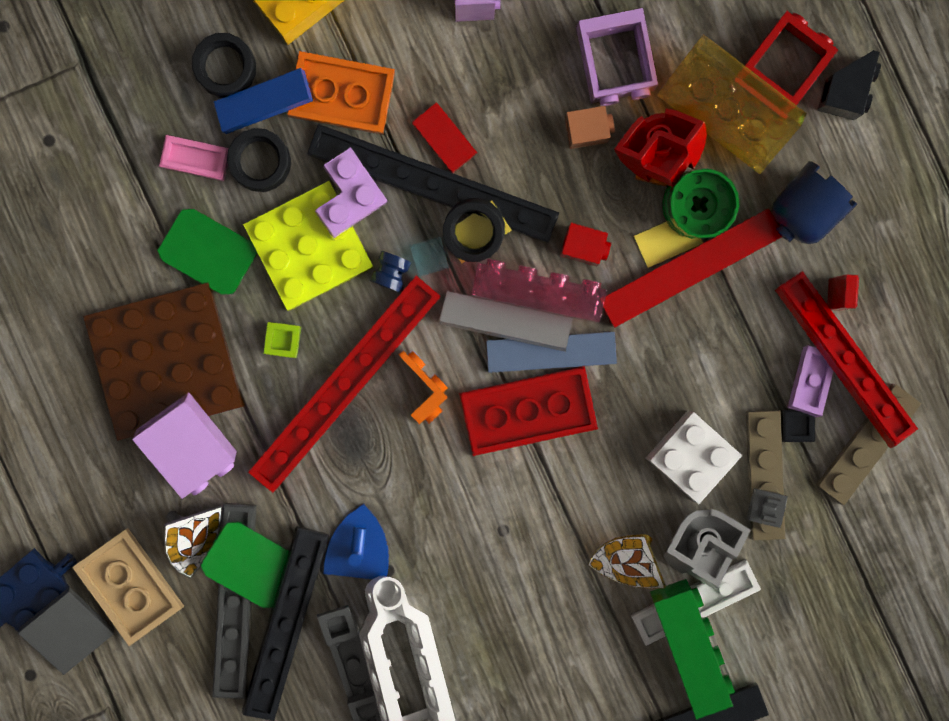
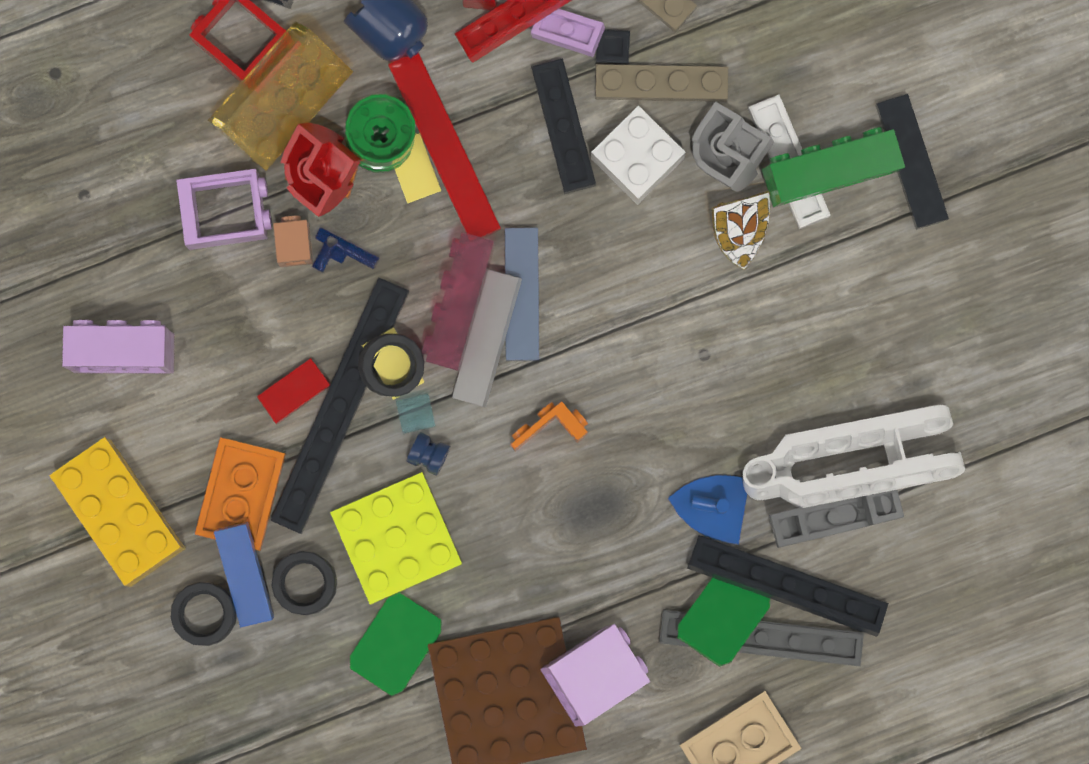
camera: 80 degrees left, 5 degrees down
(190, 538) = (692, 676): shield -> none
(194, 158) = (297, 651): bright pink tile -> none
(282, 340) = (492, 570): lime plate -> none
(344, 384) = (542, 508): red plate -> none
(357, 196) = (348, 482): lavender plate -> none
(528, 411) = (581, 321): red tile -> none
(582, 174) = (340, 252): none -> clear blue hose
(585, 245) = (413, 252): red brick -> none
(718, 382) = (563, 126): none -> black tile
(767, 507) = (694, 83): dark grey tile -> none

